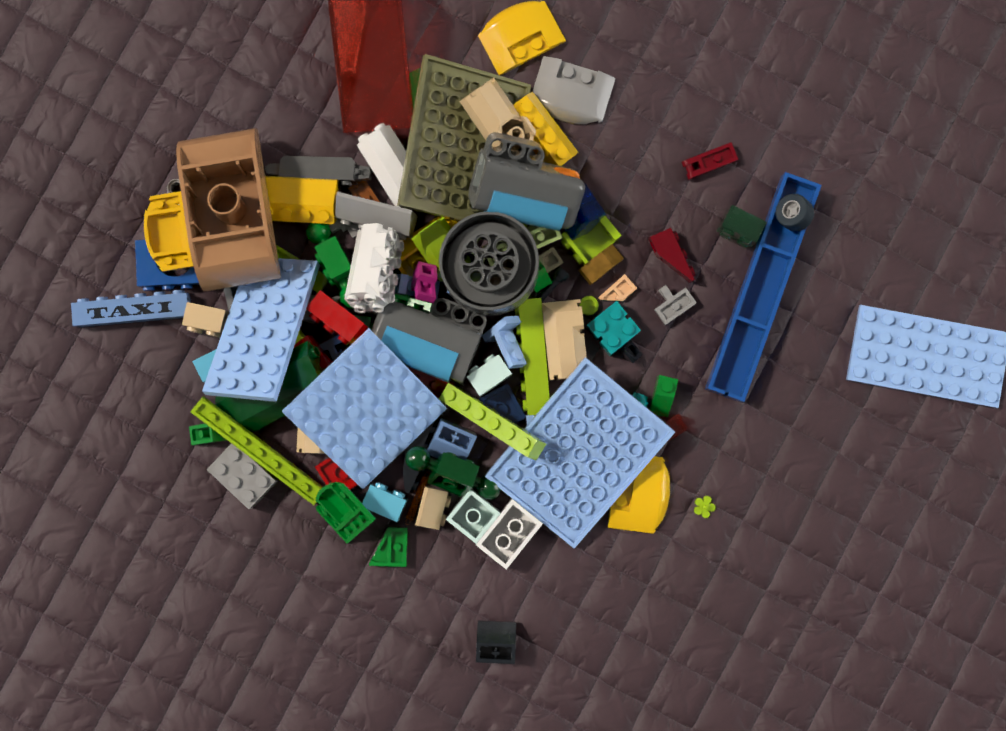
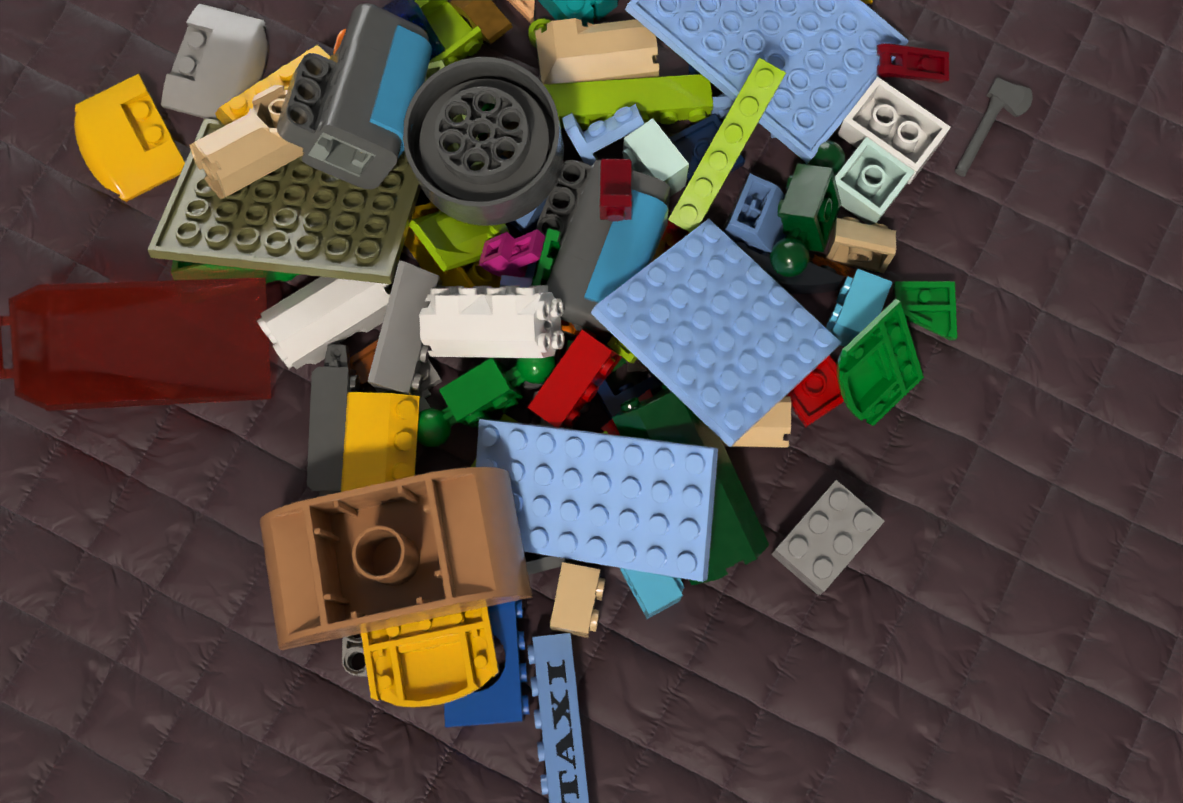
camera: 85 degrees left, 10 degrees down
(204, 434) = (762, 594): green slope -> none
(256, 449) = (786, 511): lime tile -> none
(454, 346) = (615, 189): none -> dark red bracket
(496, 642) = (1060, 146): black slope -> none
(538, 610) = (1002, 94): none -> dark grey piece
(556, 549) = (913, 63): none -> dark red plate

